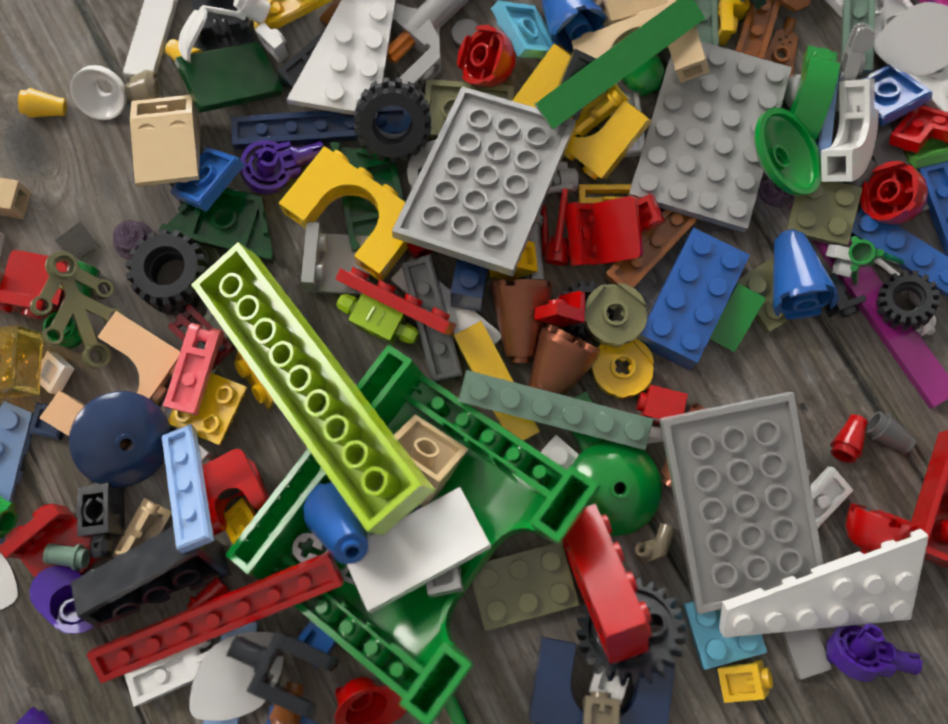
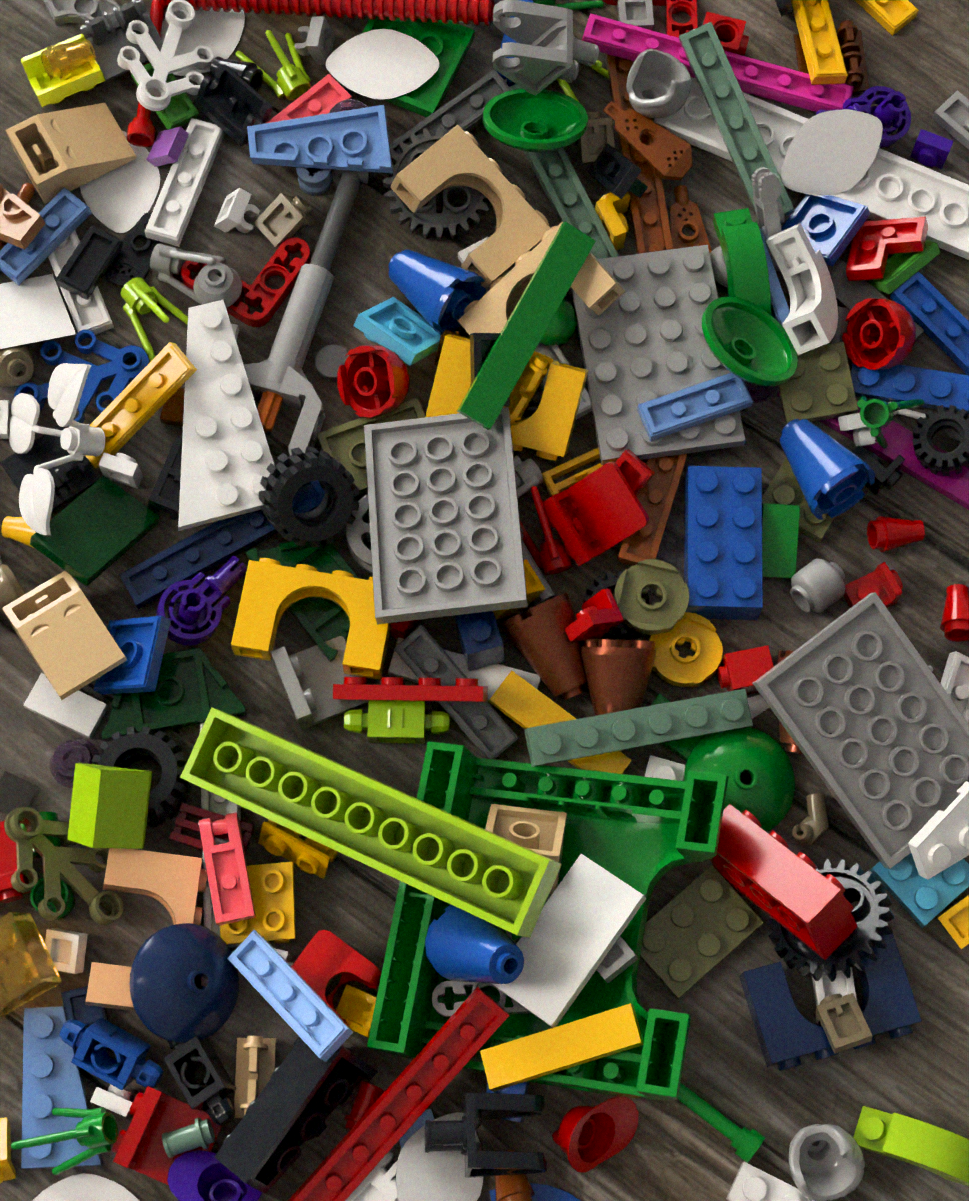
camera: 25 degrees left, 5 degrees down
(28, 499) = (113, 1100): none -> white plate
(45, 465) = (94, 1059): none -> blue piece
(129, 282) = (109, 806): none -> lime slope
(149, 199) = (76, 712): none -> white tile
(369, 631) = (561, 1047): none -> yellow tile
(721, 183) = (694, 405): none -> medium blue tile
(749, 366) = (817, 585): none -> light grey head
(801, 385) = (882, 581): none -> red bracket
(827, 352) = (891, 533): none -> red cone

